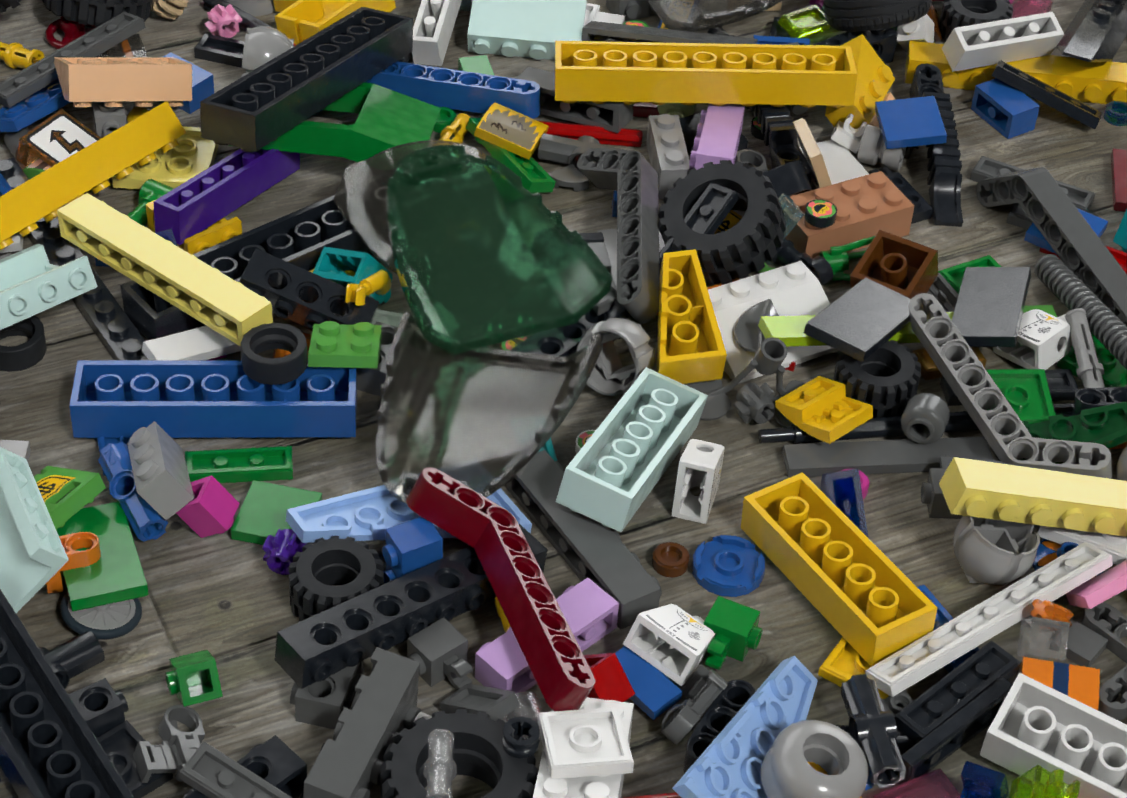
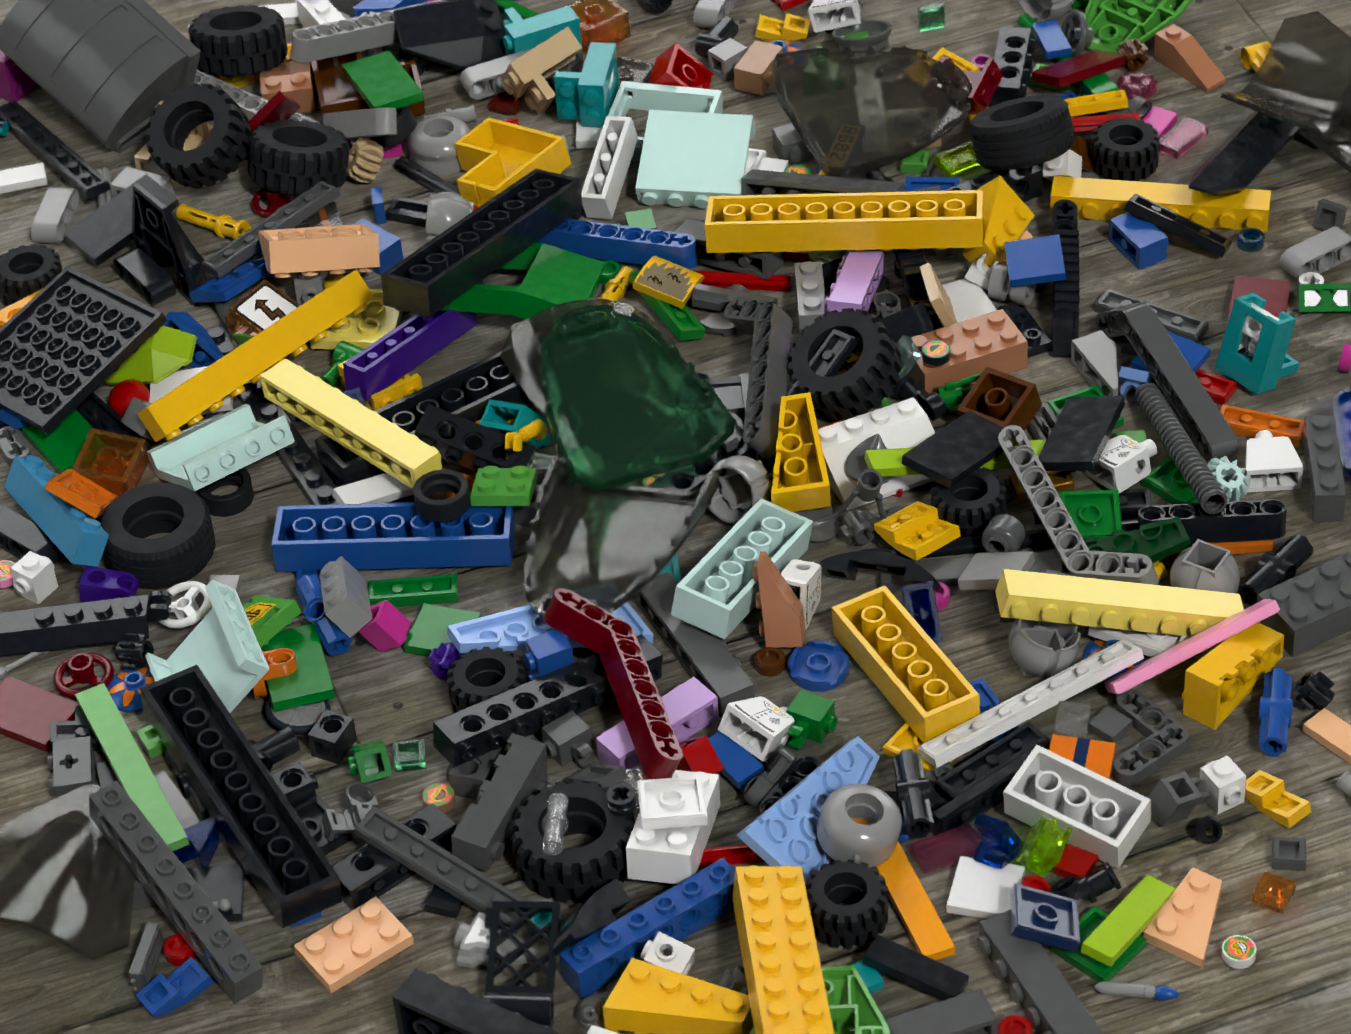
camera: 10 degrees right, 0 degrees up
(145, 644) = (332, 736): none -> black brick
(186, 41) = (378, 205): none -> blue tile
(223, 21) = (412, 184): bright pink gear -> none
(241, 669) = (409, 755): none -> clear green tile
(283, 723) = (440, 795): none -> tile
(684, 496) = (781, 610): none -> nougat slope
(746, 449) = (847, 564): none -> black slope
(758, 24) = (916, 163): none -> bright green tile
(922, 457) = (986, 568): none -> light grey tile
(988, 231) = (1096, 360): none -> light grey slope
(1002, 40) = (1137, 175): white brick -> none
(1030, 250) = (1132, 379): none -> medium blue tile
(1051, 611) = (1075, 695): orange axle -> none
(1089, 369) = (1163, 487): light grey pin -> none

